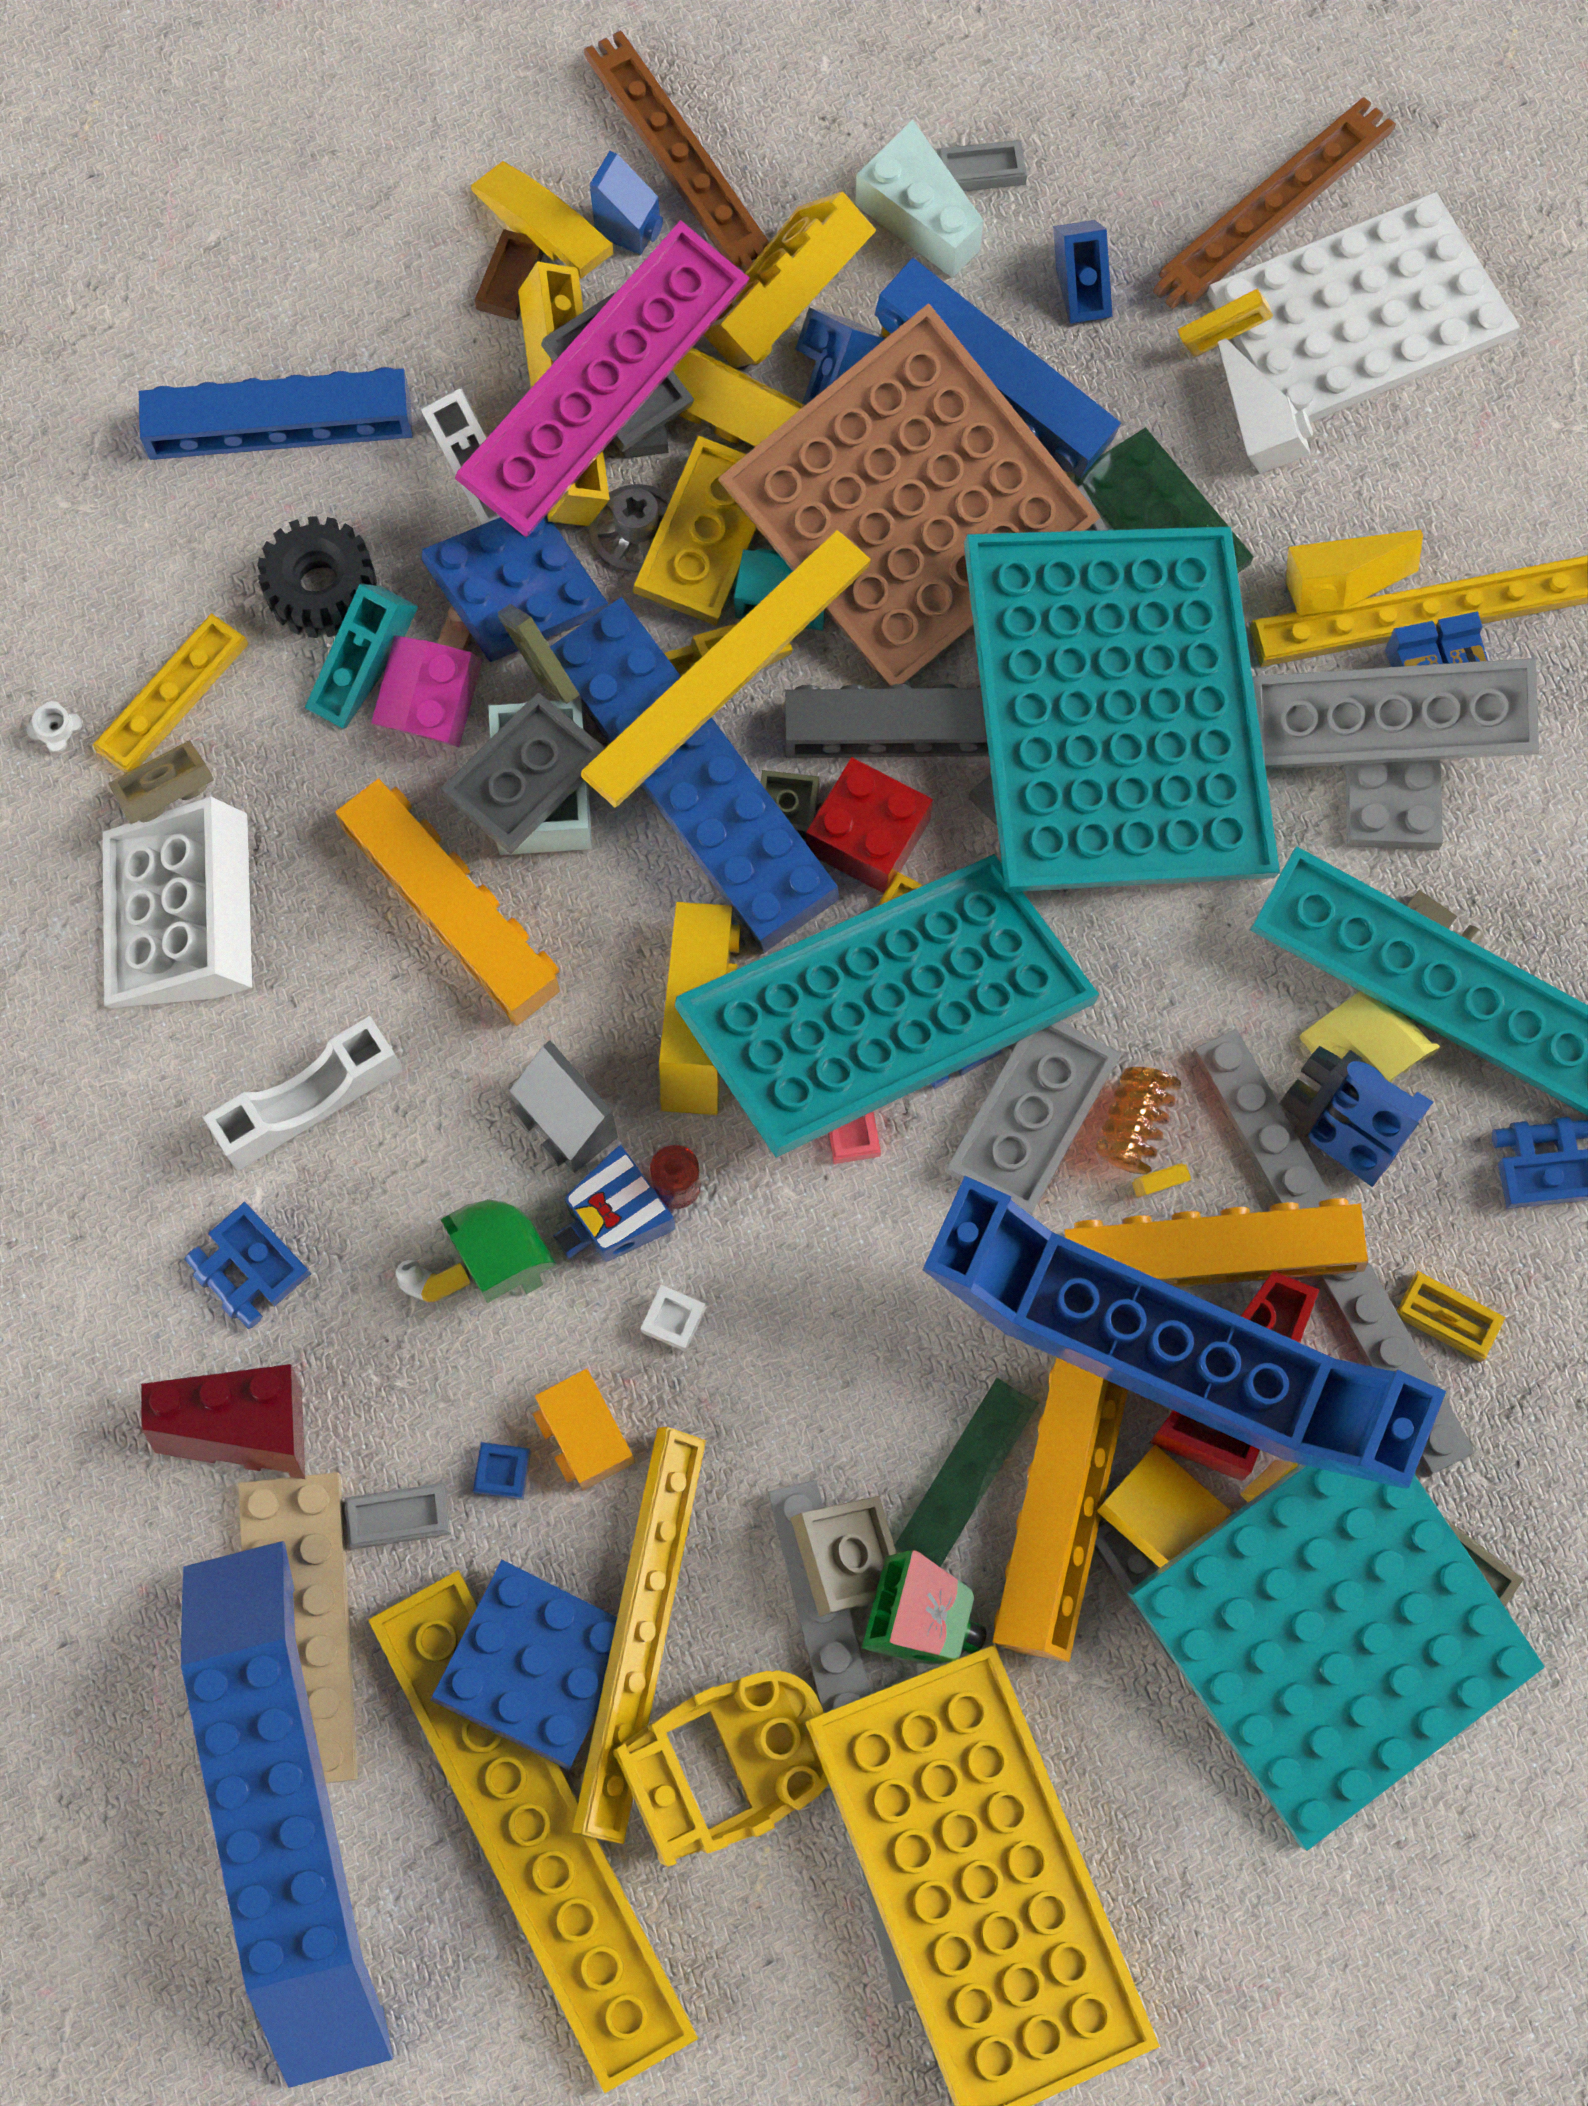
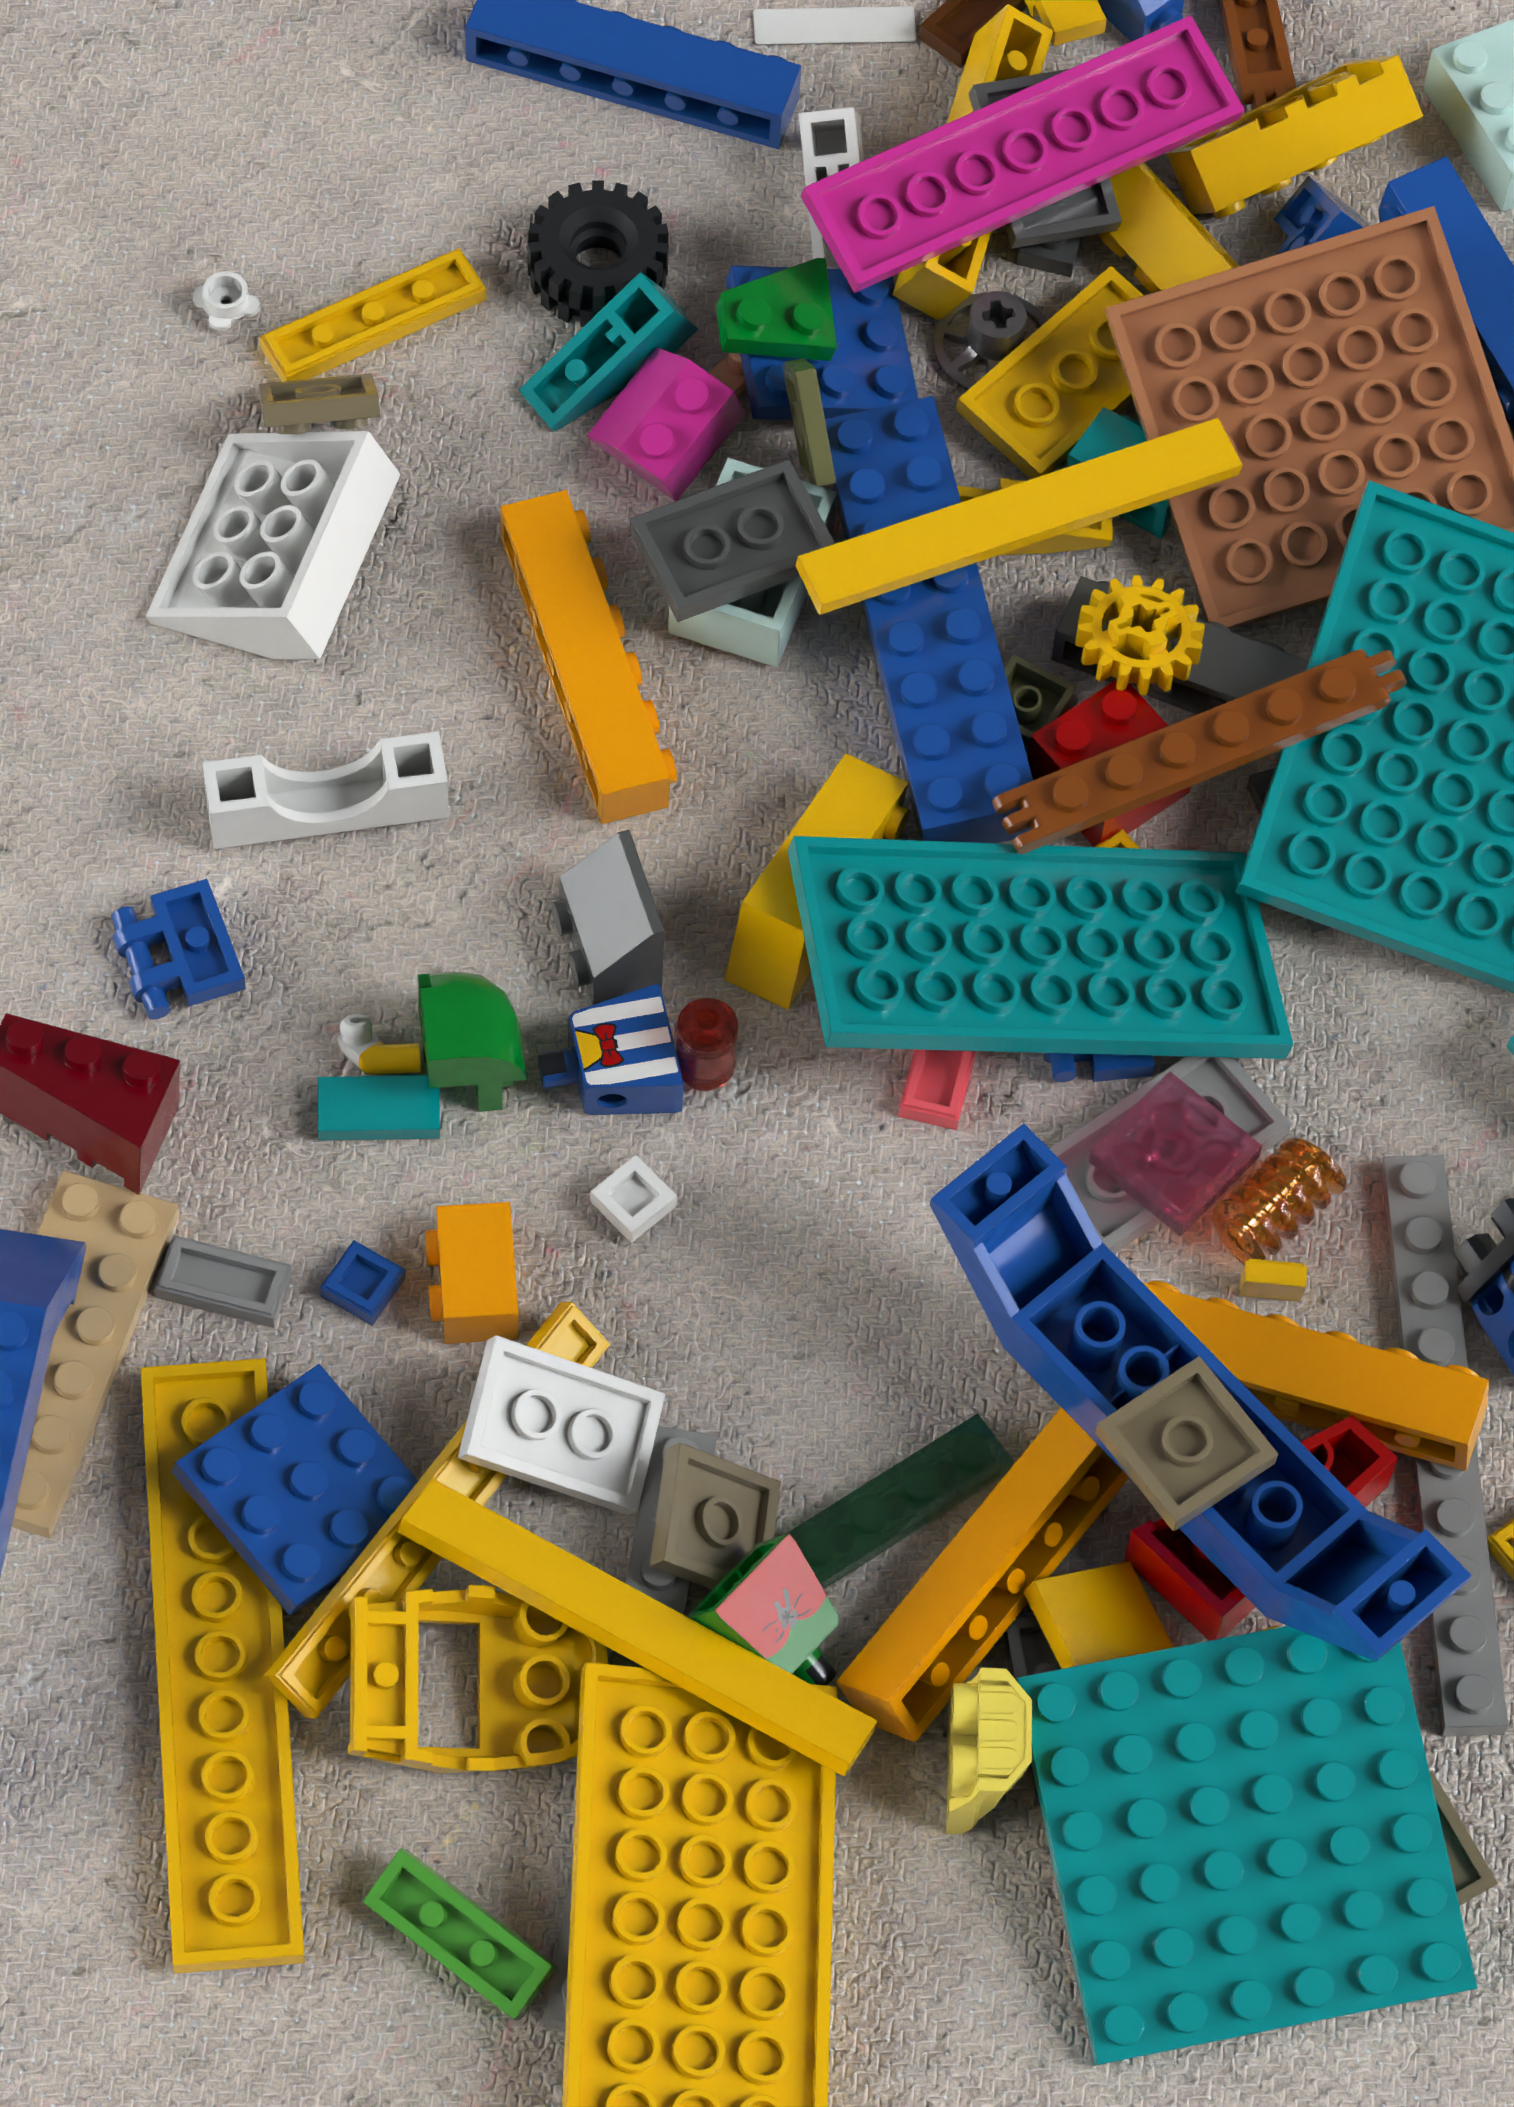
camera: 20 degrees right, 10 degrees down
(410, 323) = (834, 25): none -> white sticker
(451, 1327) = (377, 1108): none -> teal tile
(477, 575) = (780, 314): none -> green wing
(703, 1530) = (561, 1425): none -> white plate
(805, 1966) = (460, 1934): none -> bright green plate
(833, 1672) = (638, 1627): none -> yellow tile
(852, 722) = (1140, 635): none -> yellow gear
(935, 796) = (1198, 748): none -> dark orange hinge
(1053, 1116) = (1175, 1153): none -> clear pink plate
(1127, 1650) = (985, 1745): none -> light yellow slope
(1187, 1370) = (1186, 1443): none -> dark tan plate

